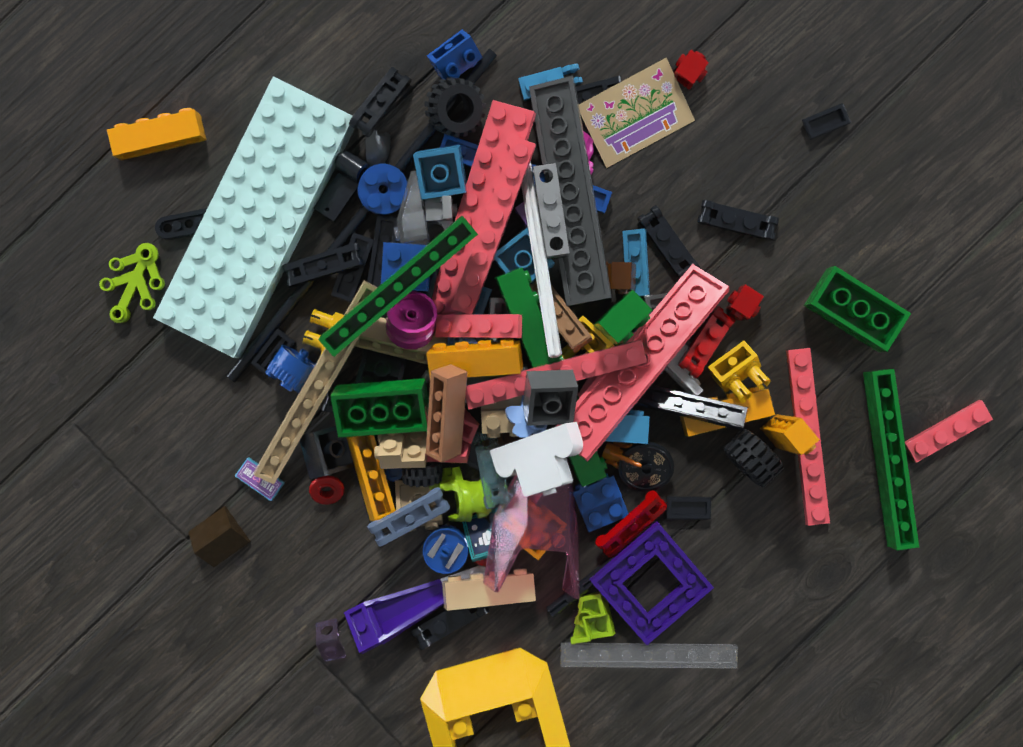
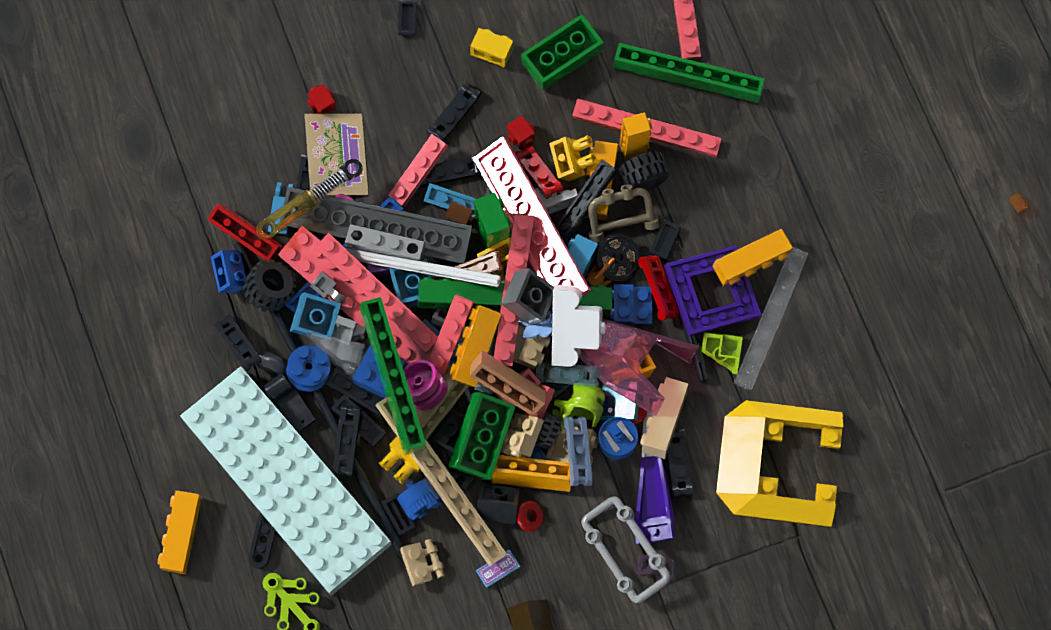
camera: 70 degrees left, 15 degrees down
(226, 394) = (417, 565): none -> tan plate
(295, 619) = (656, 560): none -> light grey bar
(475, 167) = (326, 286): none -> flat silver plate
(504, 53) = (244, 232): none -> red brick
(563, 103) = (308, 199): none -> piece
(654, 210) = (418, 170): none -> coral plate
(703, 483) = (609, 197): none -> dark tan bar
(706, 614) = (752, 257): none -> light orange brick
(830, 229) = (491, 47): none -> yellow brick

